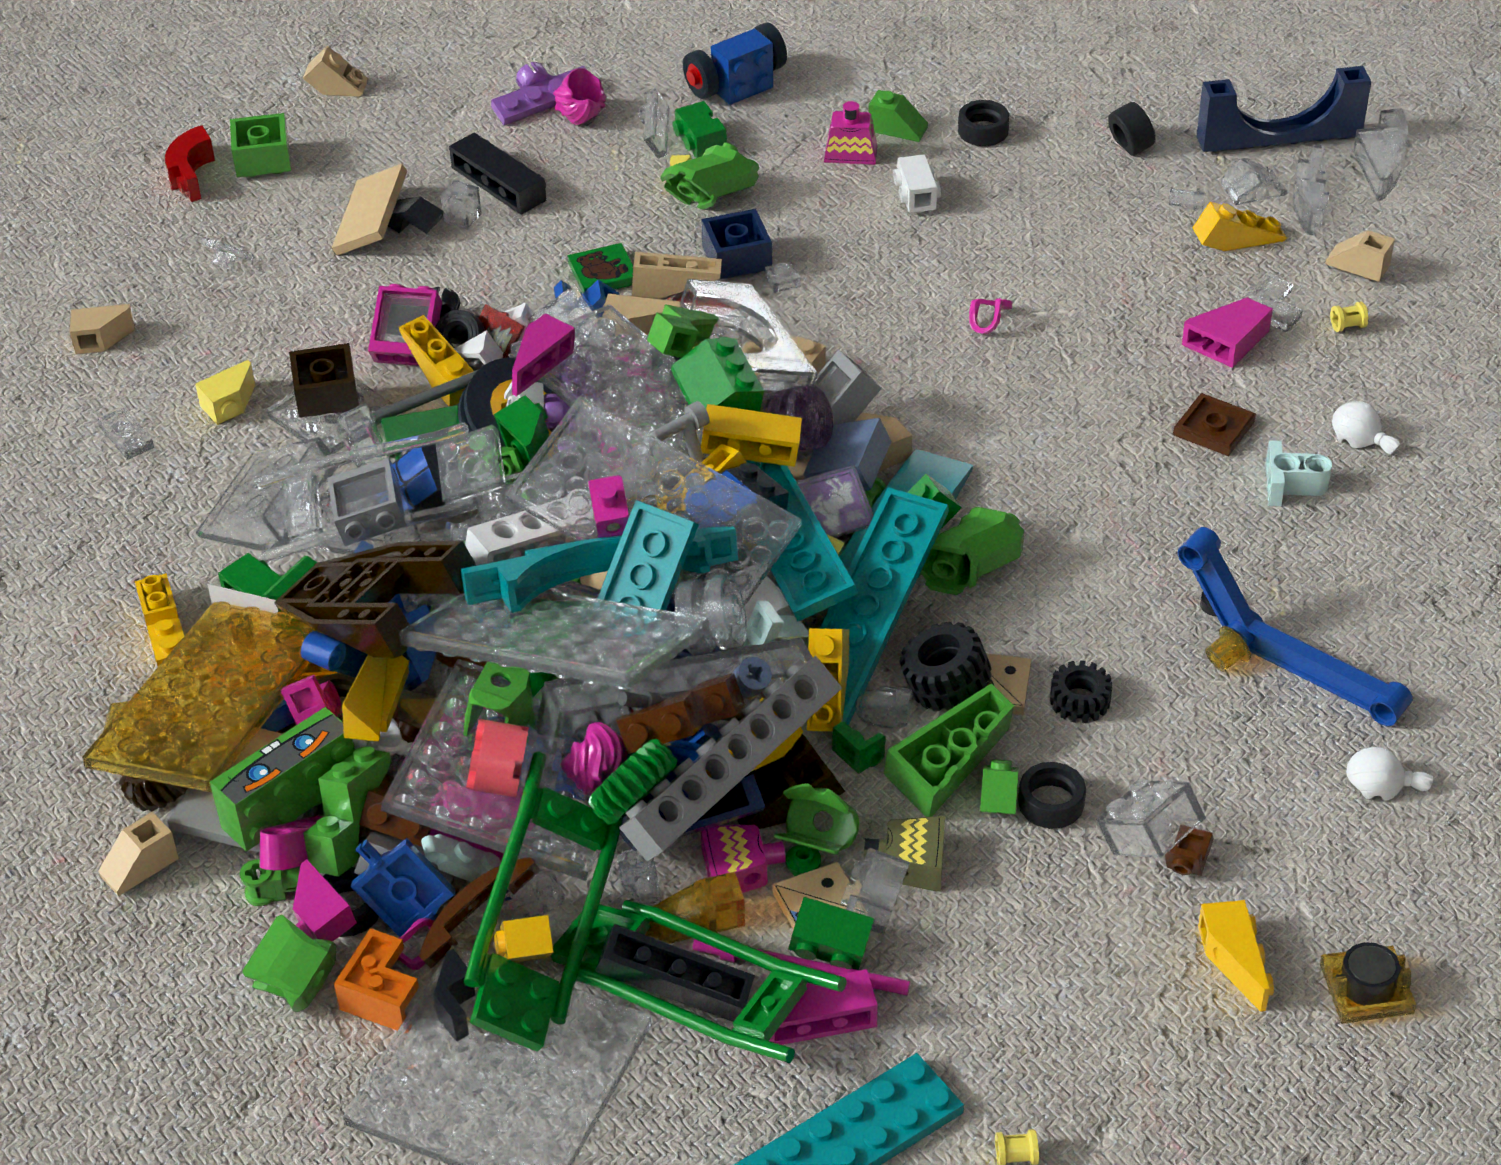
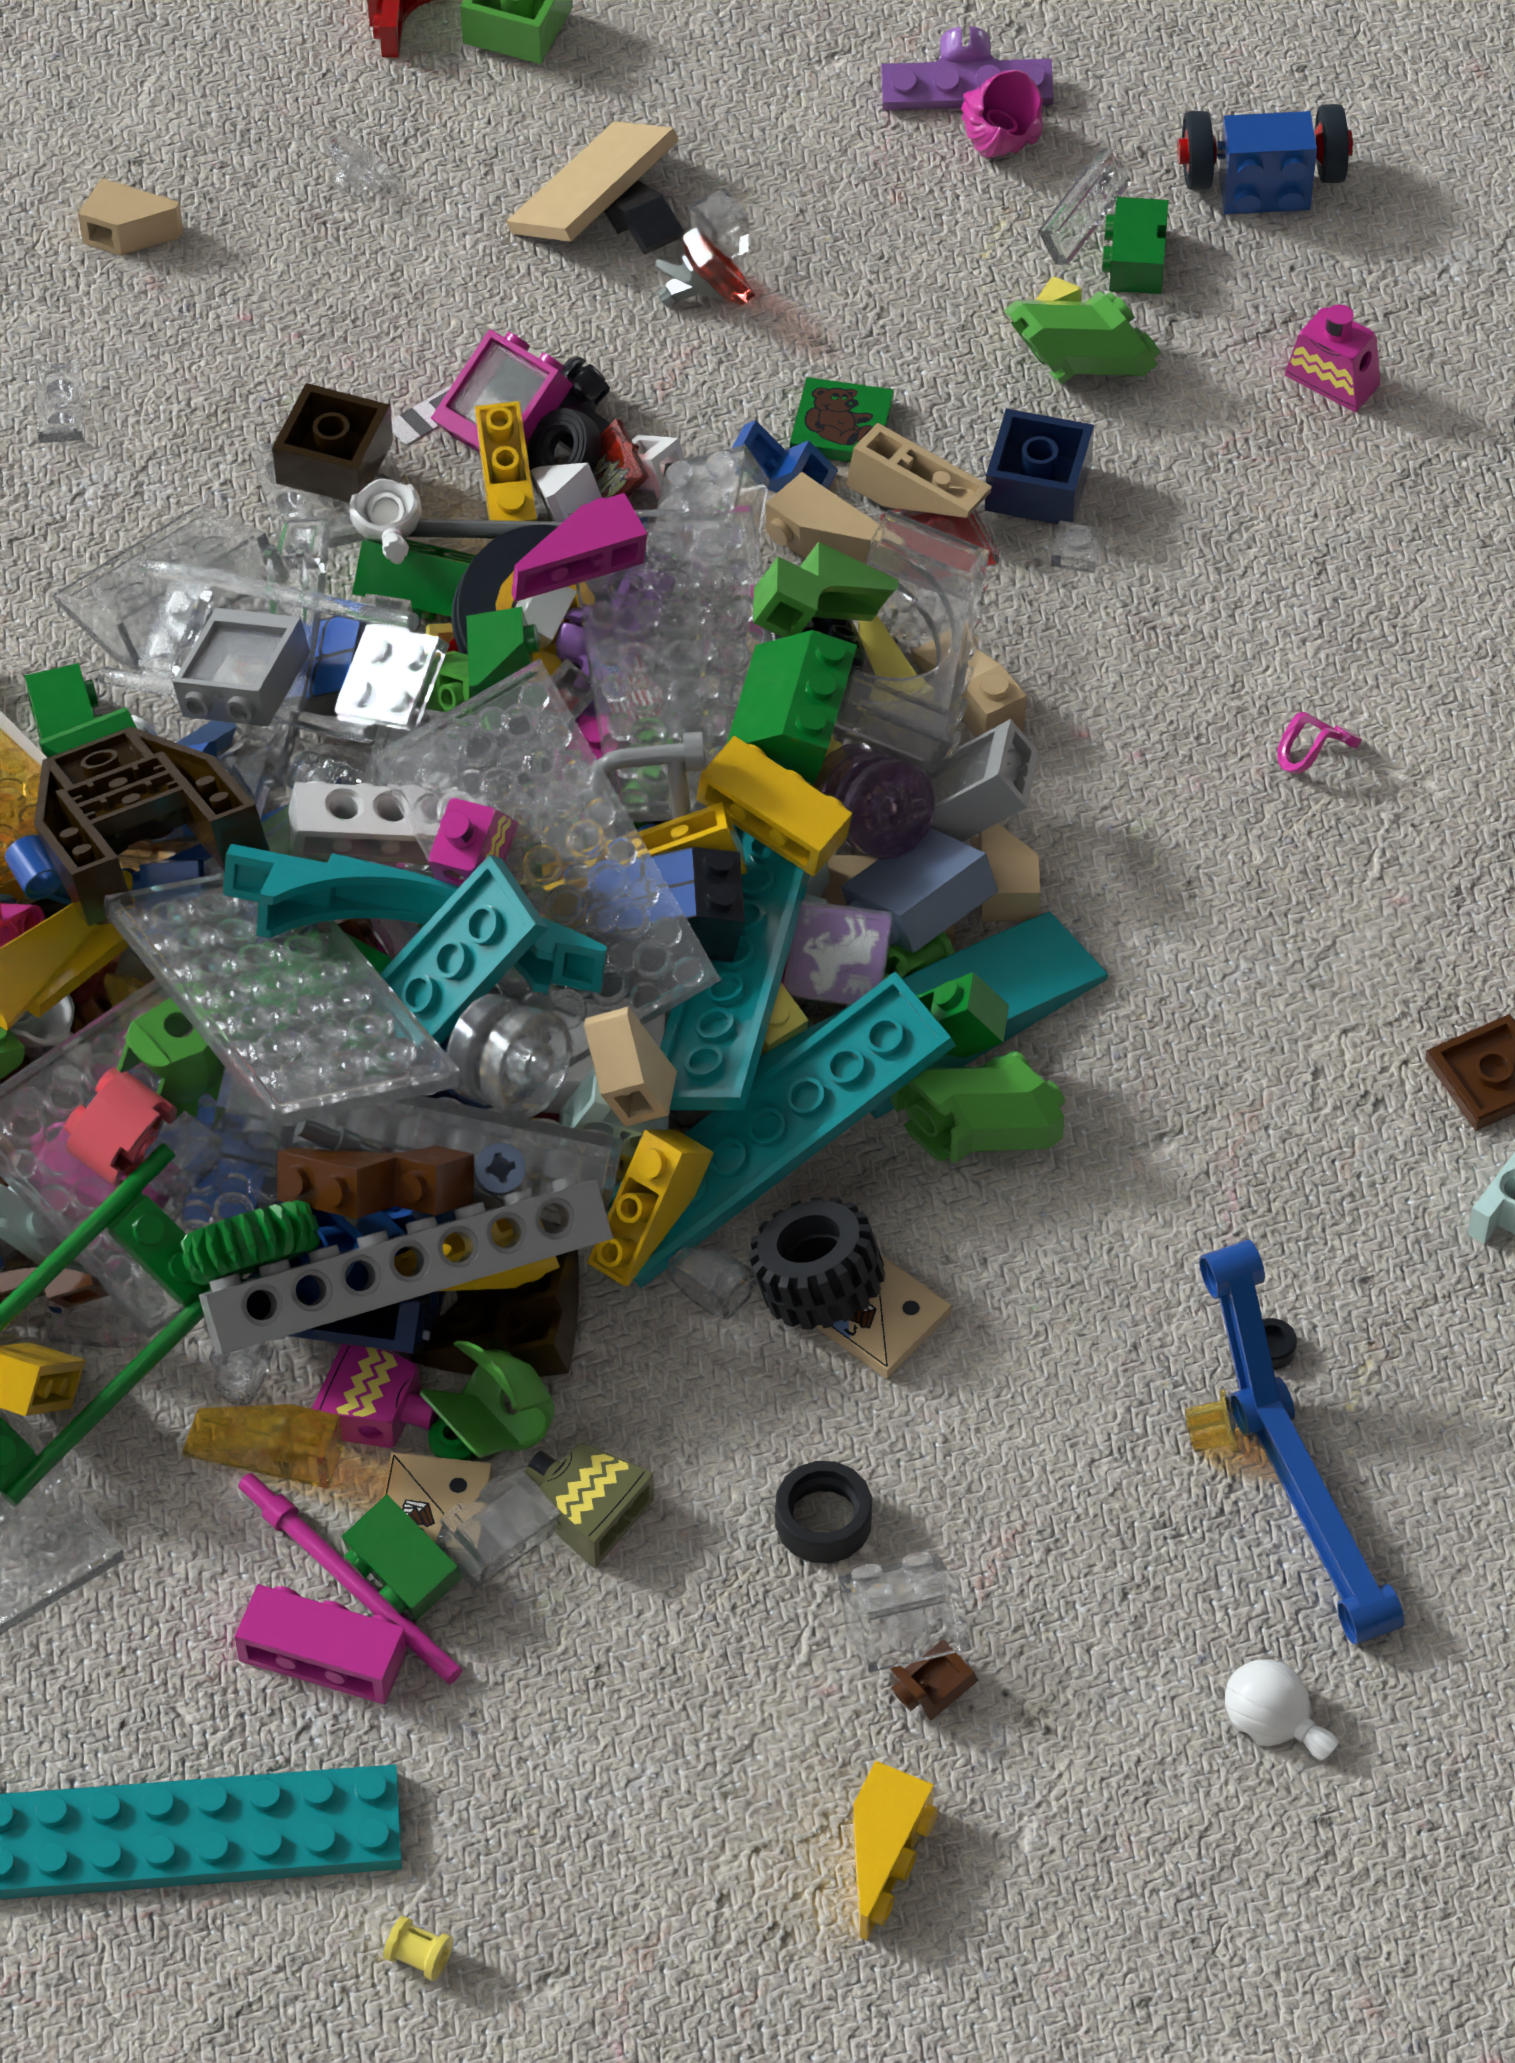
camera: 30 degrees right, 10 degrees up
(226, 392) = (223, 397): light yellow slope -> none
(360, 354) = (417, 419): none -> clear sticker
(389, 399) = (387, 515): none -> white hair
(473, 225) = (704, 272): none -> clear red piece
(498, 173) = (808, 195): black brick -> none
(595, 757) = (240, 1181): dark pink hair -> none
(674, 973) = (170, 1512): black brick -> none
(758, 1018) = (152, 1421): green plate -> none
(782, 592) = (629, 1067): none -> tan slope
(854, 750) = (632, 1329): green bracket -> none
(896, 116) = (1435, 347): bright green slope -> none
(916, 183) = (1371, 478): white brick -> none
(945, 751) = (737, 1381): bright green wedge -> none
(999, 787) = (759, 1464): bright green slope -> none
(1084, 678) = (977, 1361): black tyre -> none
(1368, 982) = (1011, 1976): piece -> none

